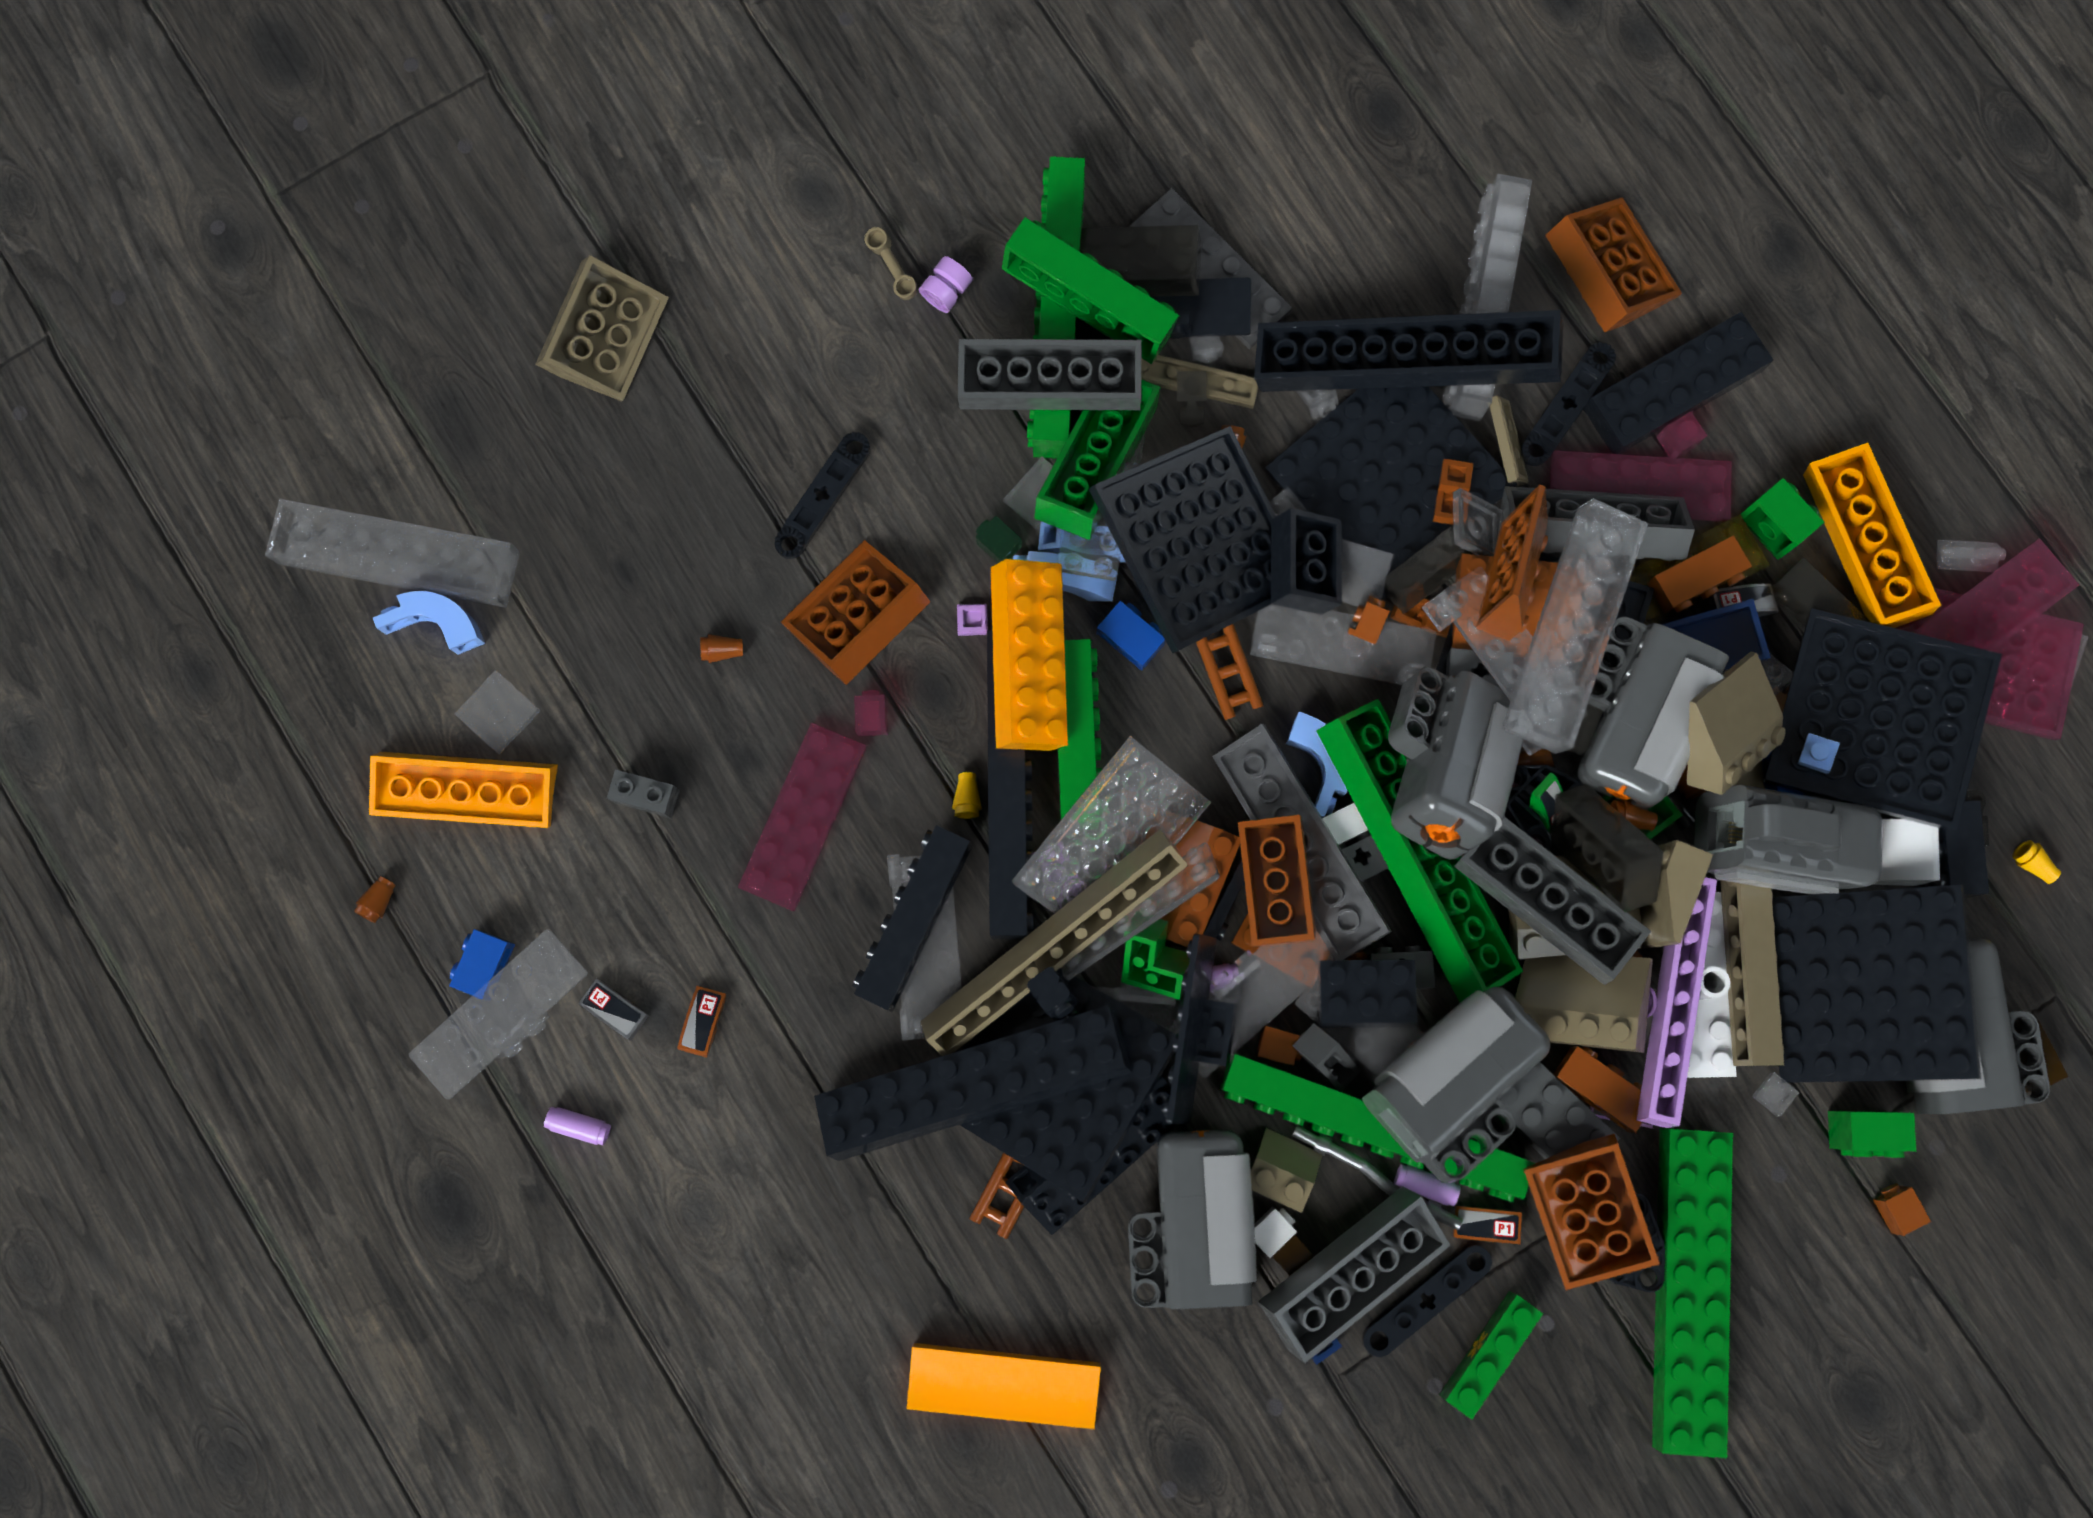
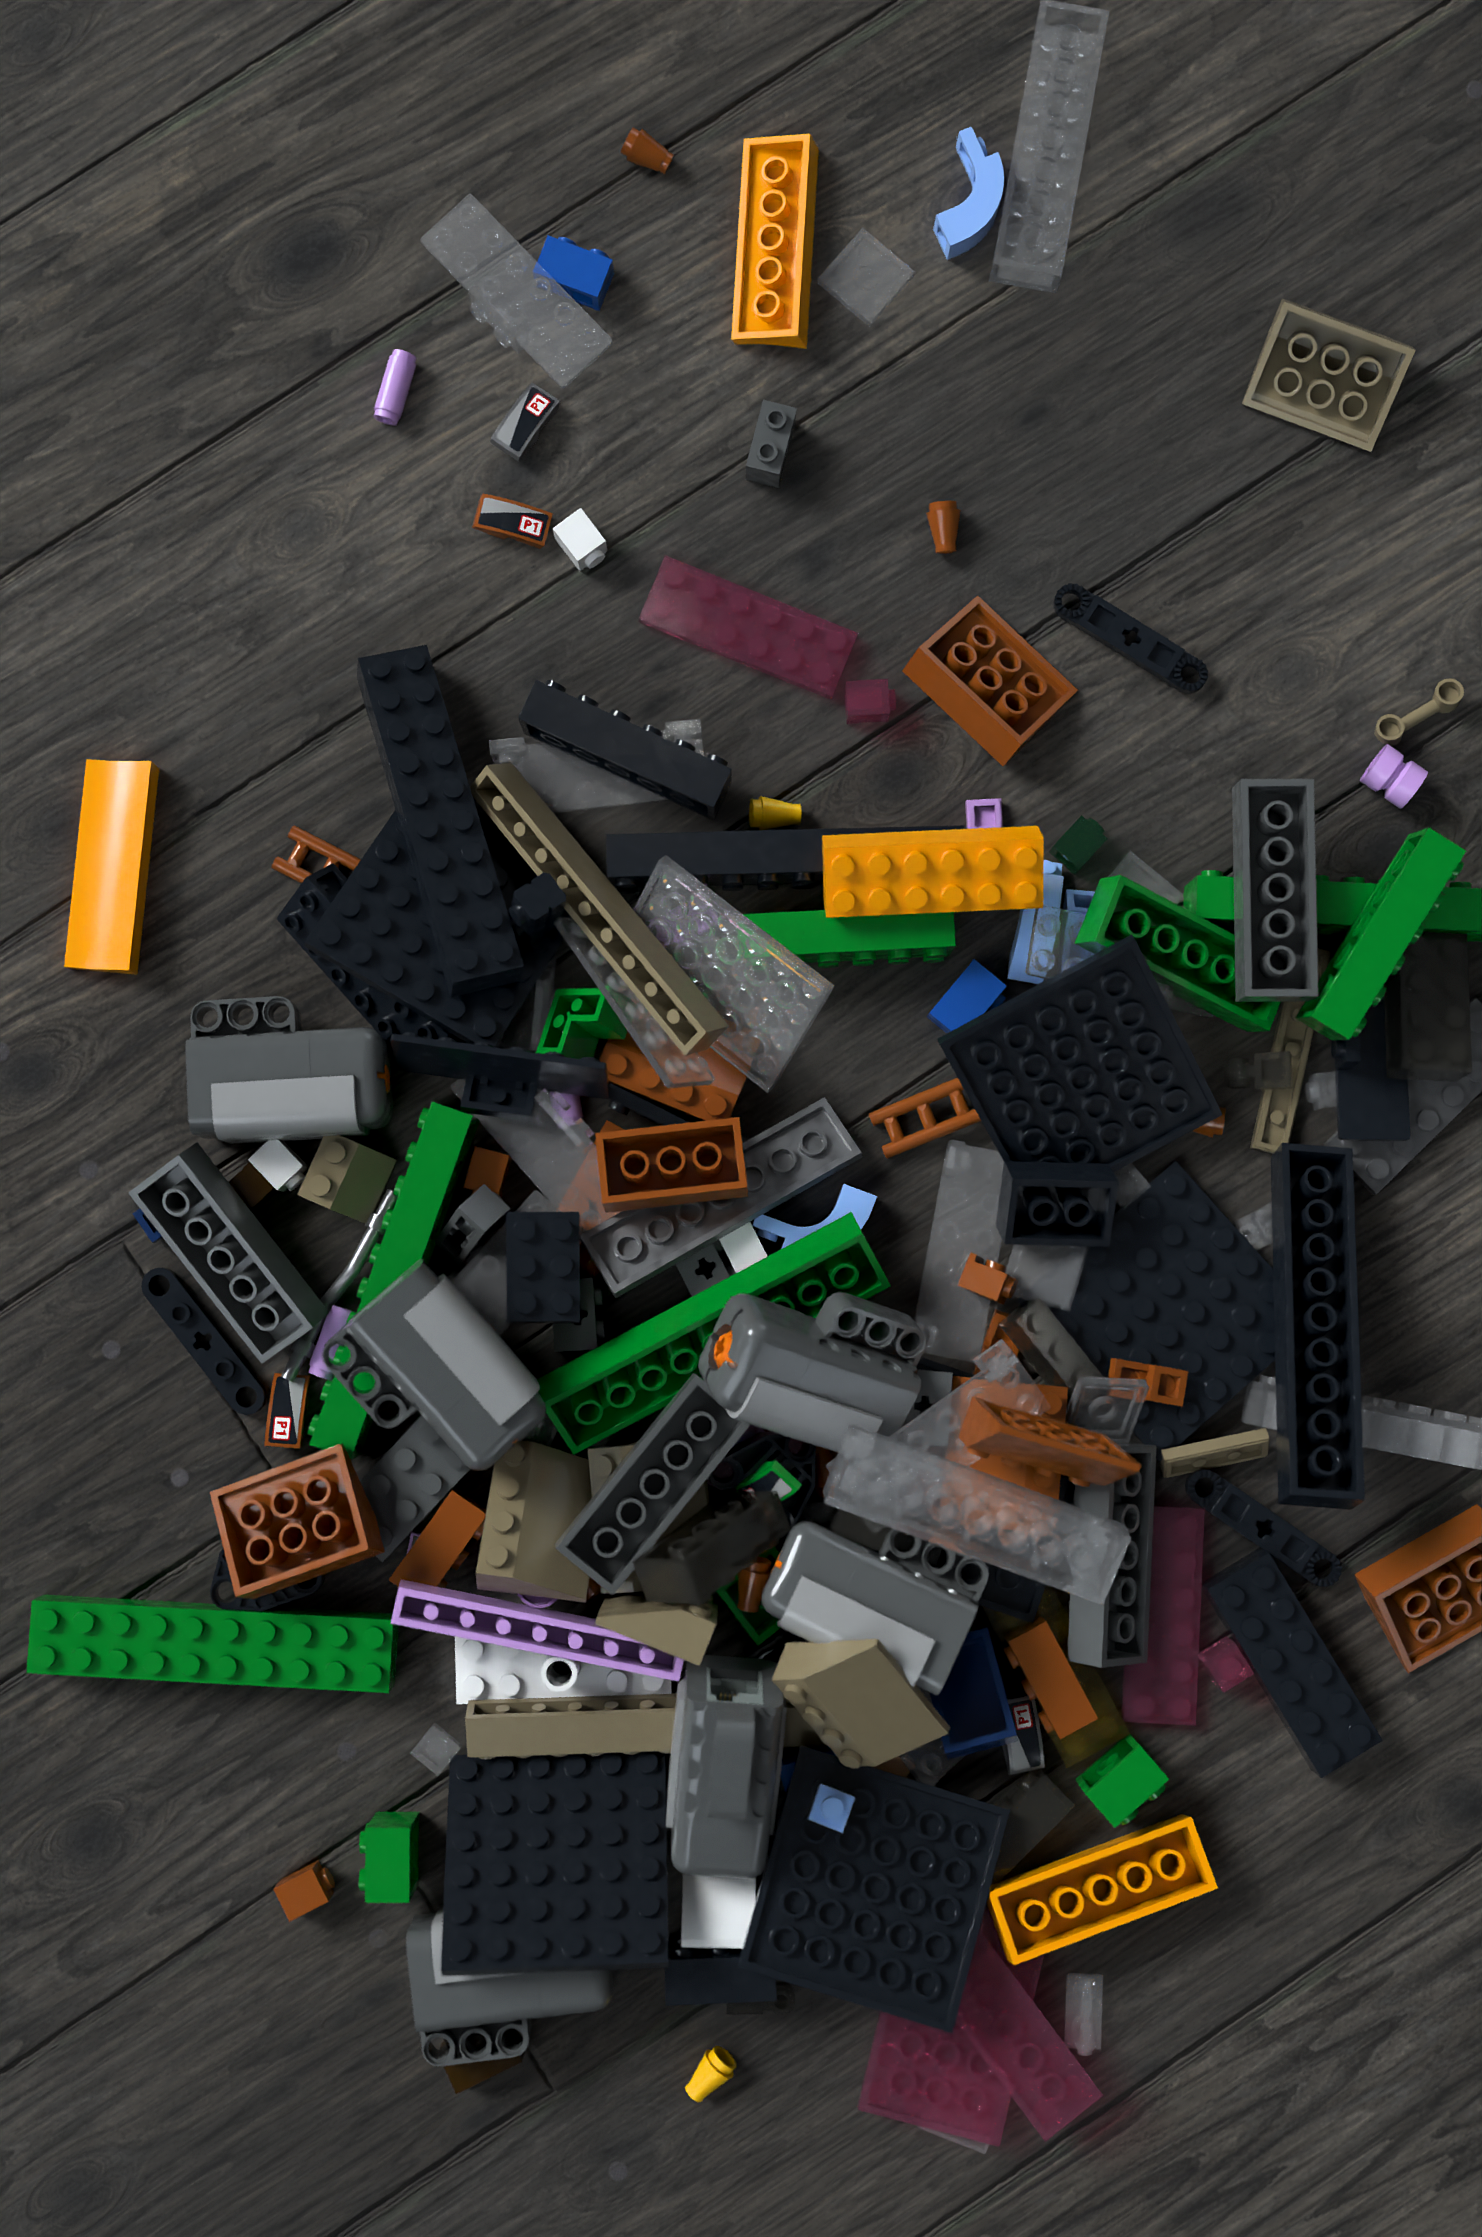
camera: 80 degrees right, 5 degrees up
(722, 960) = (580, 540): none -> white brick
(1490, 1354) = (142, 1410): green brick -> none

